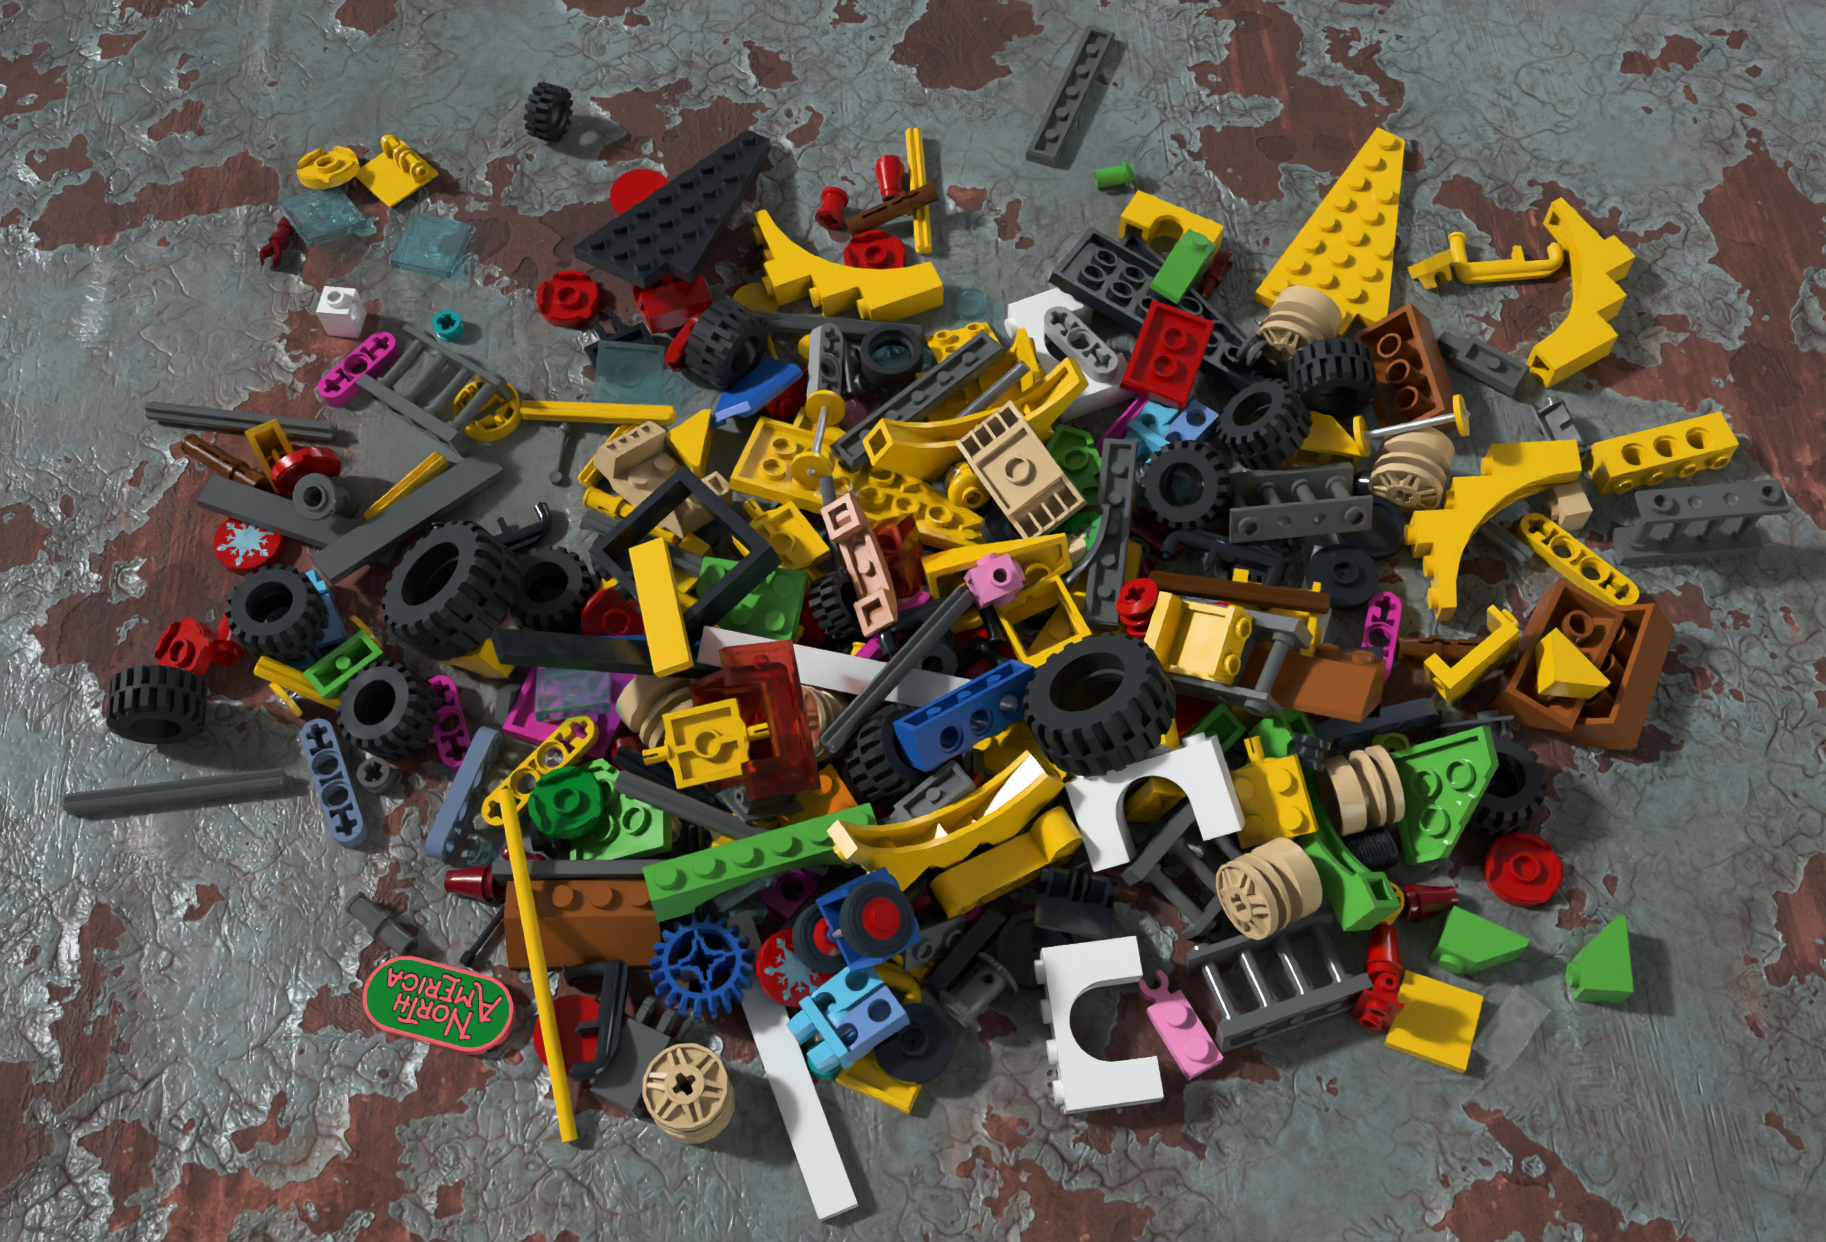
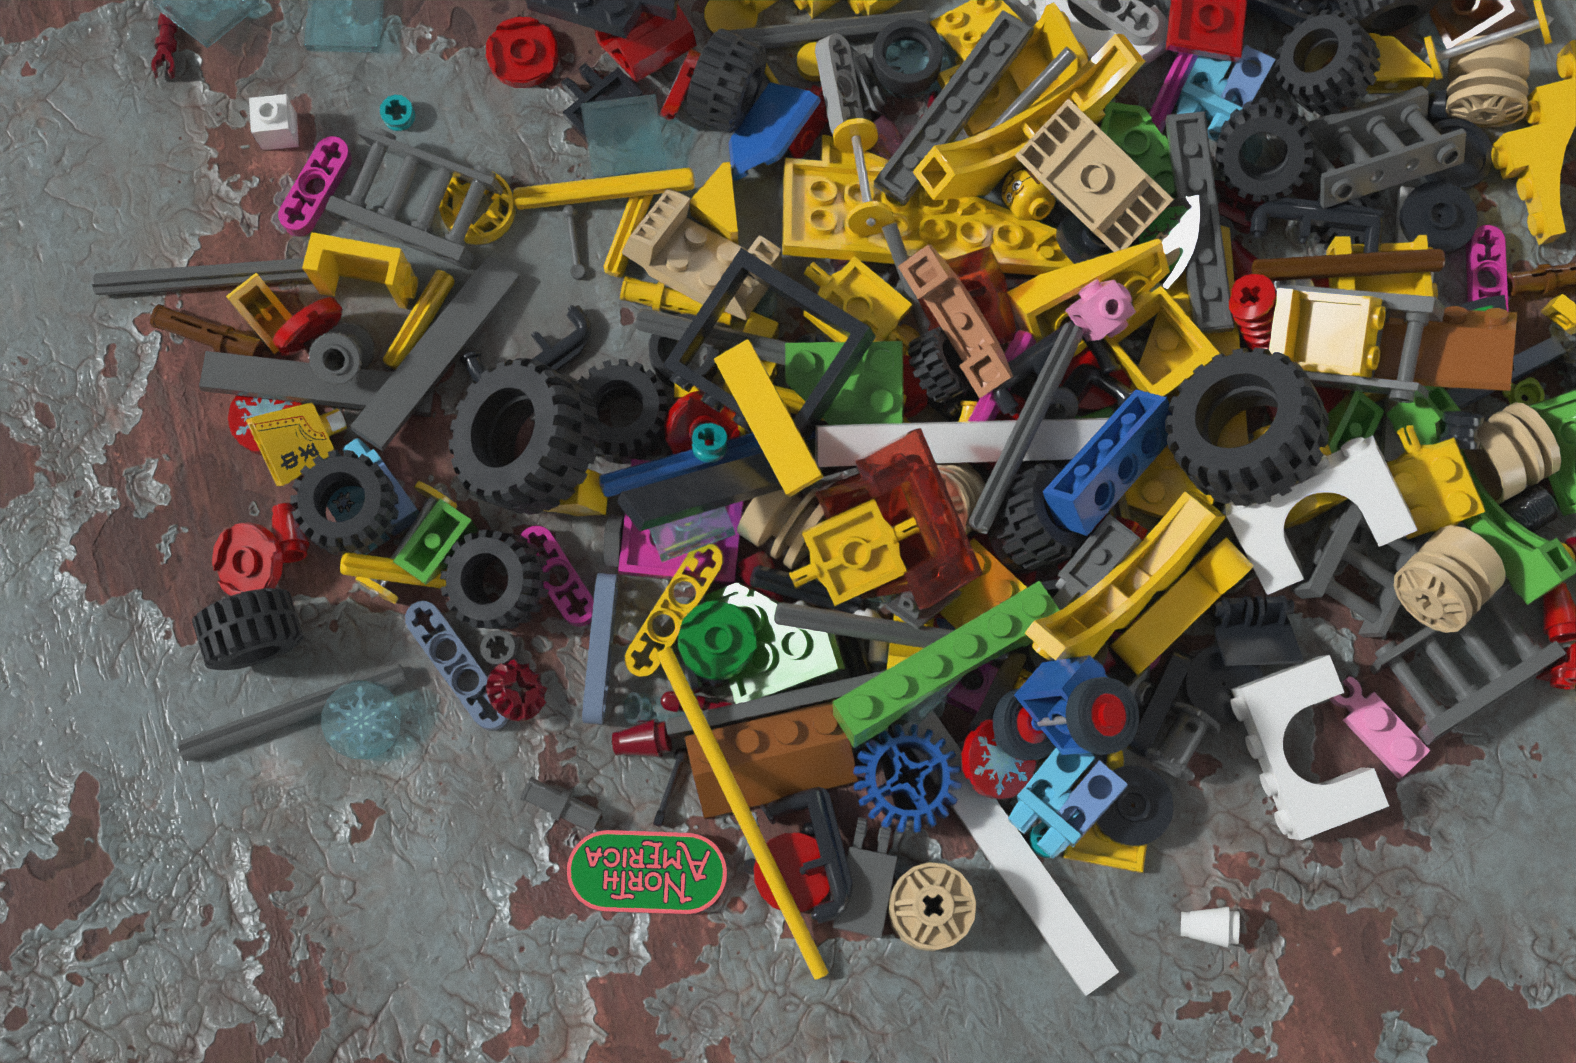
camera: 15 degrees left, 15 degrees up
(230, 808) = (361, 719): none -> clear light blue tile
(260, 547) = (294, 438): none -> yellow torso
(351, 422) = (334, 256): none -> yellow panel
(362, 817) = (507, 701): none -> dark red gear
(615, 626) = (709, 432): none -> teal bush
(962, 1179) = (1212, 926): none -> white cone

